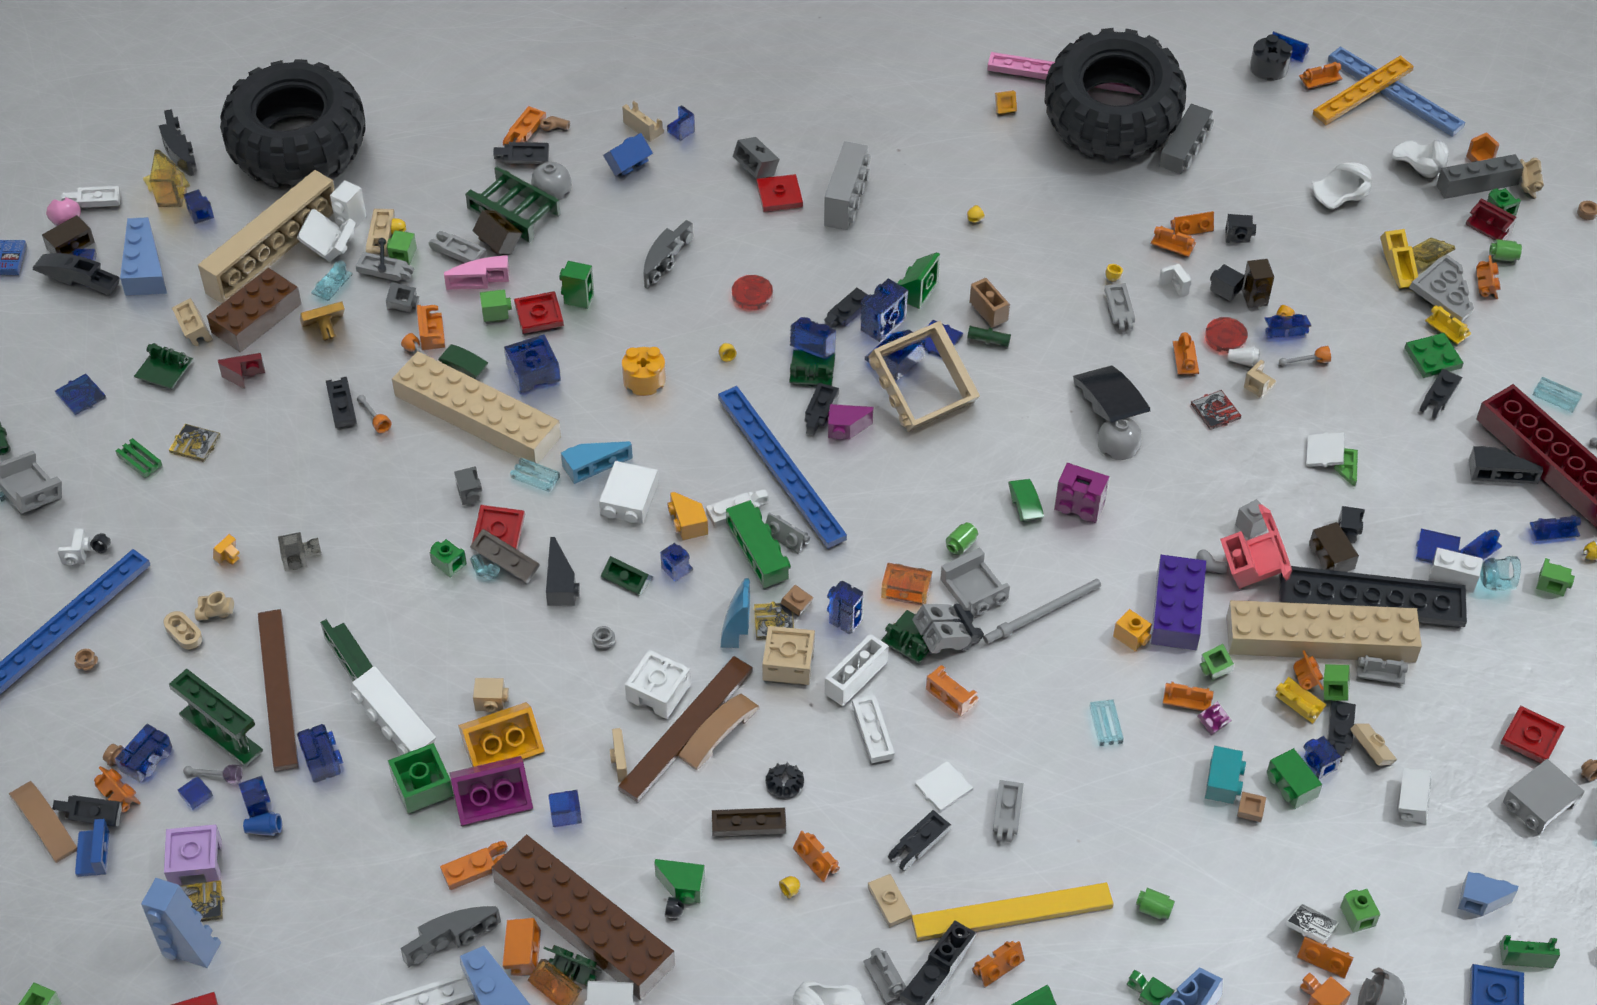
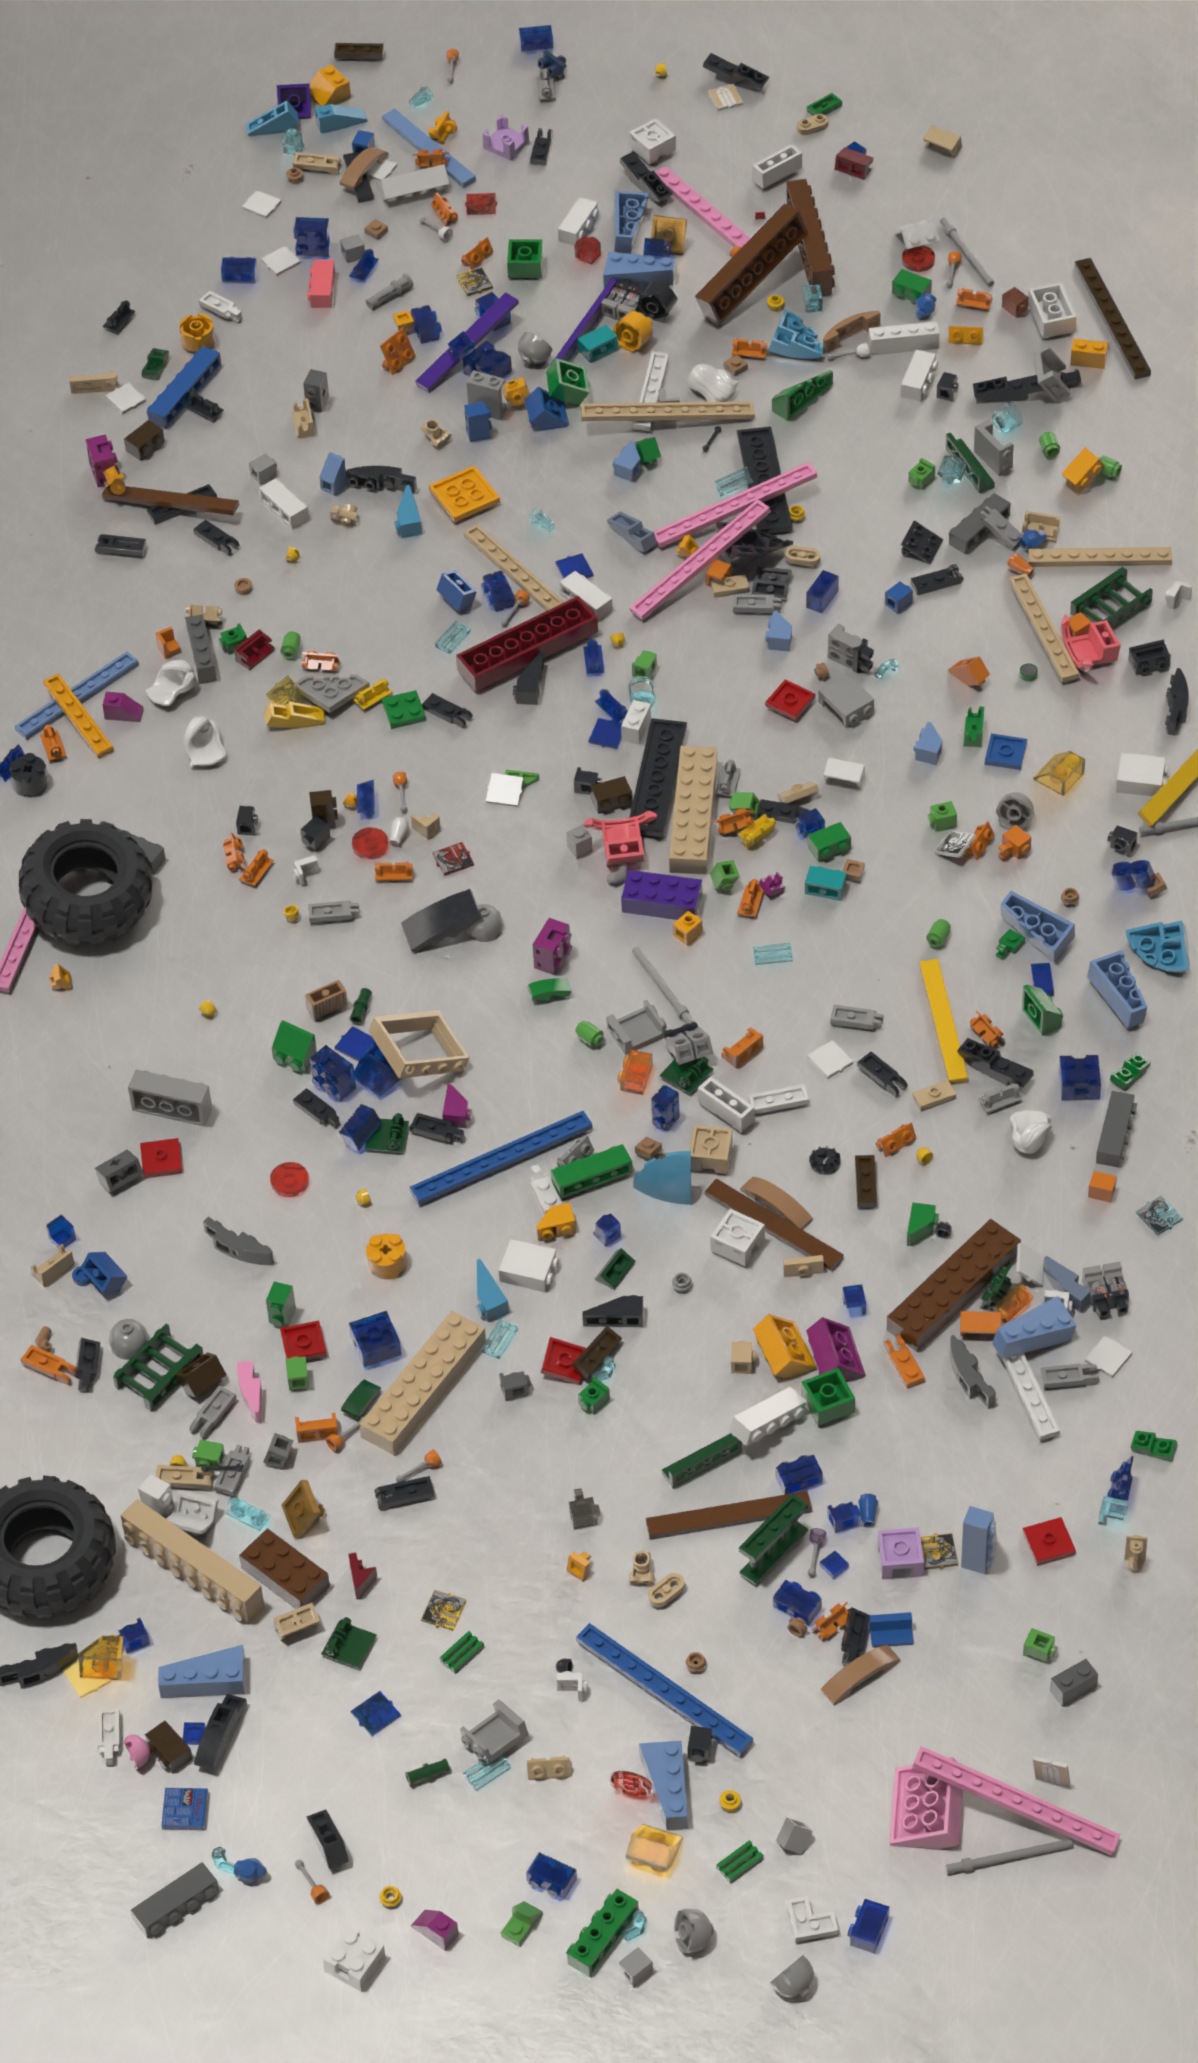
camera: 85 degrees left, 0 degrees up
(1381, 121) = (121, 707): none -> magenta slope

